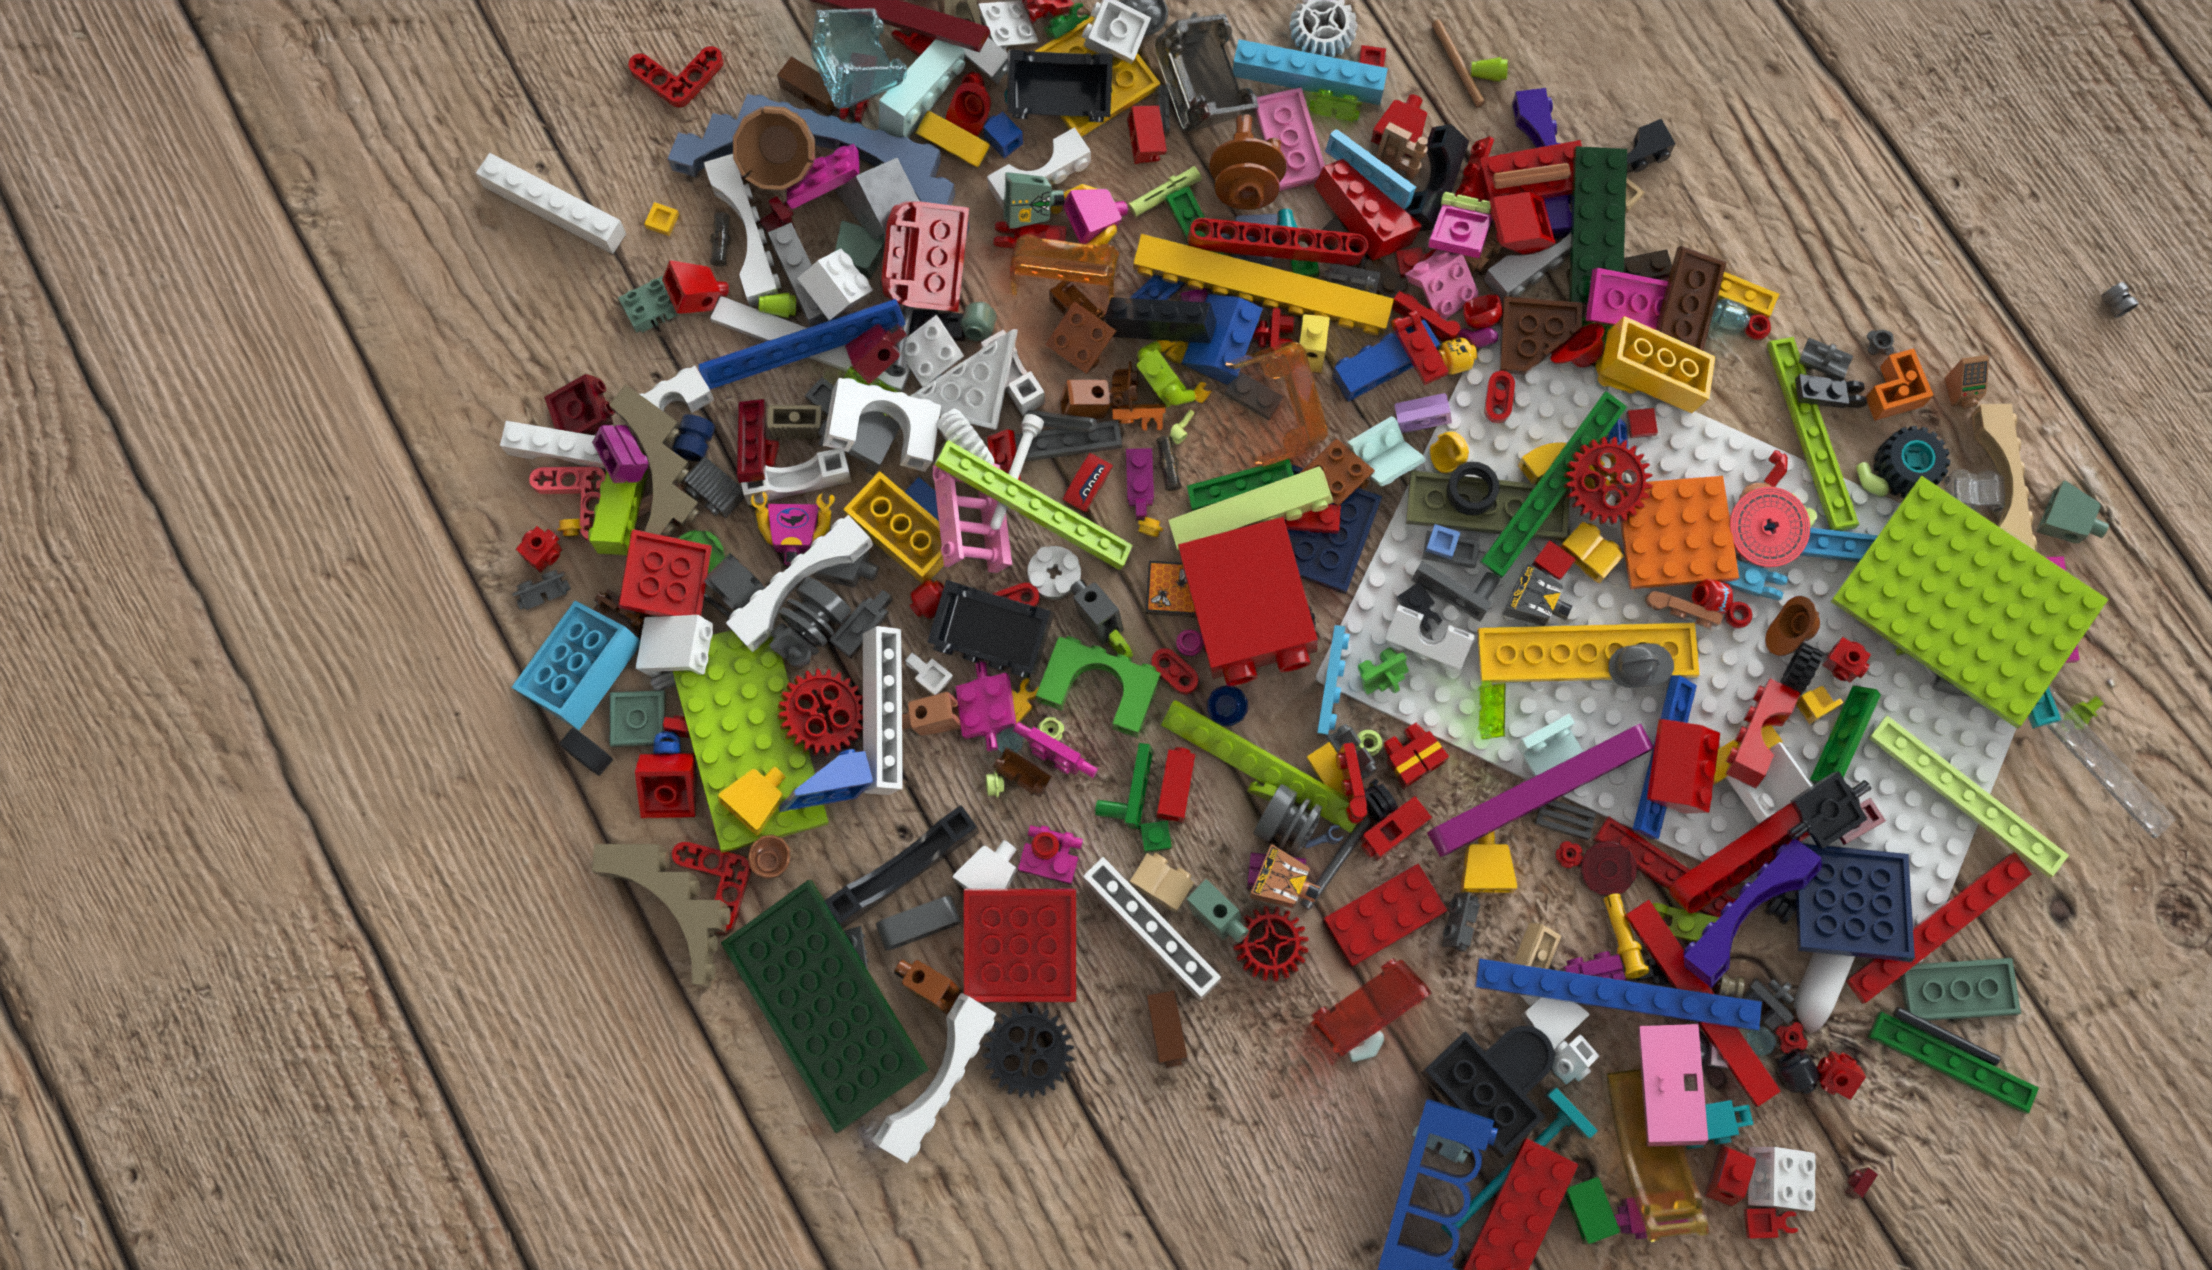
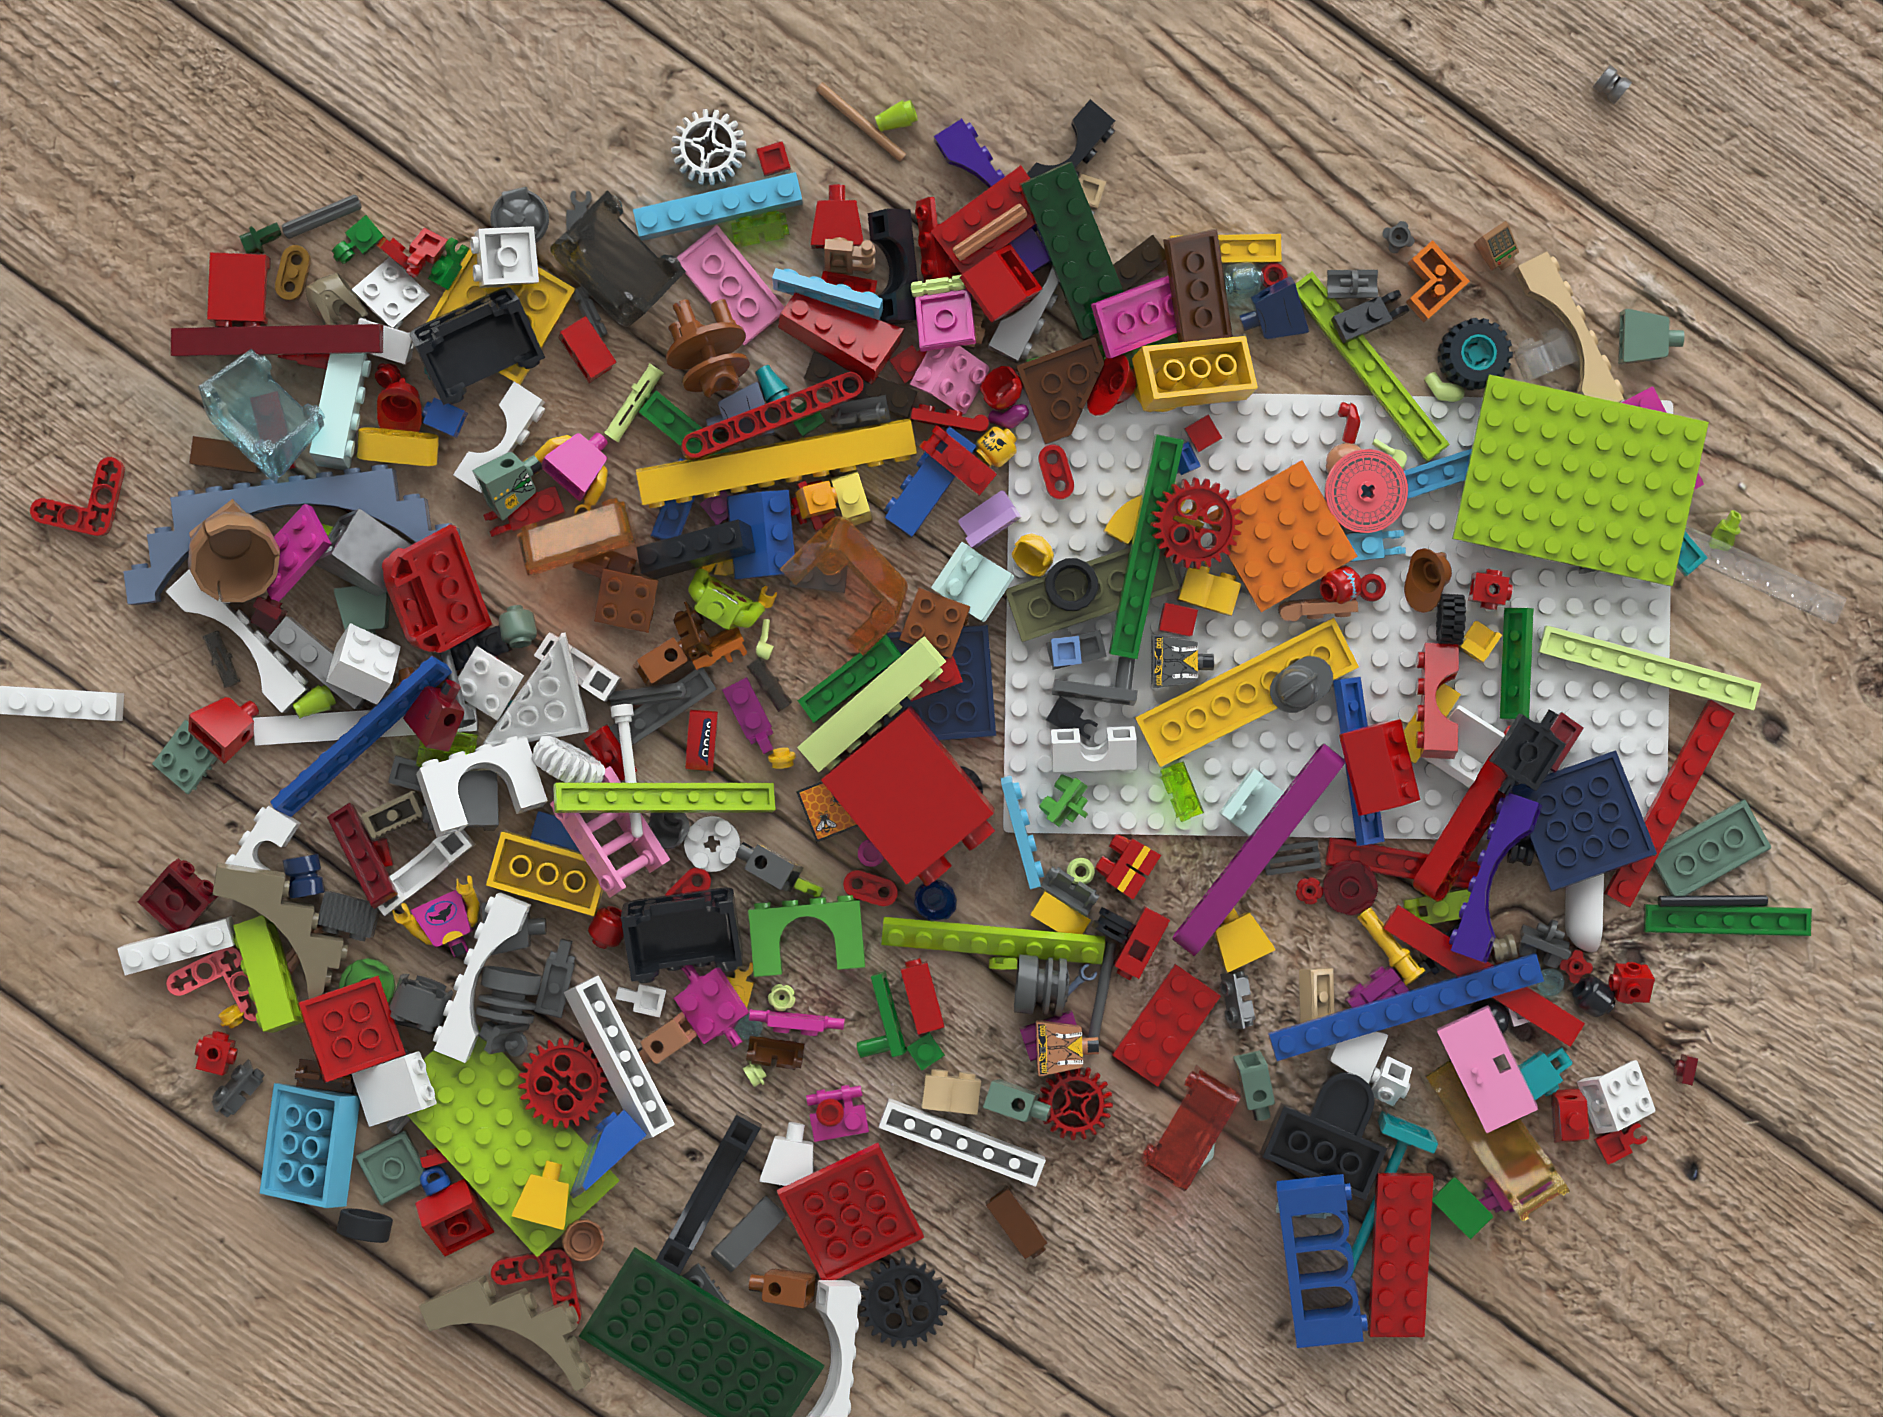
camera: 30 degrees left, 15 degrees up
(620, 453) = (247, 934): magenta brick -> none
(661, 219) = (152, 663): yellow tile -> none
(1025, 537) = (669, 828): none -> dark grey hair
(1283, 322) = (816, 499): none -> light orange brick
(1352, 783) = (1084, 927): red hinge -> none
(1449, 991) = (1255, 1083): none -> sand green torso
(1750, 352) = (1276, 311): none -> dark blue torso

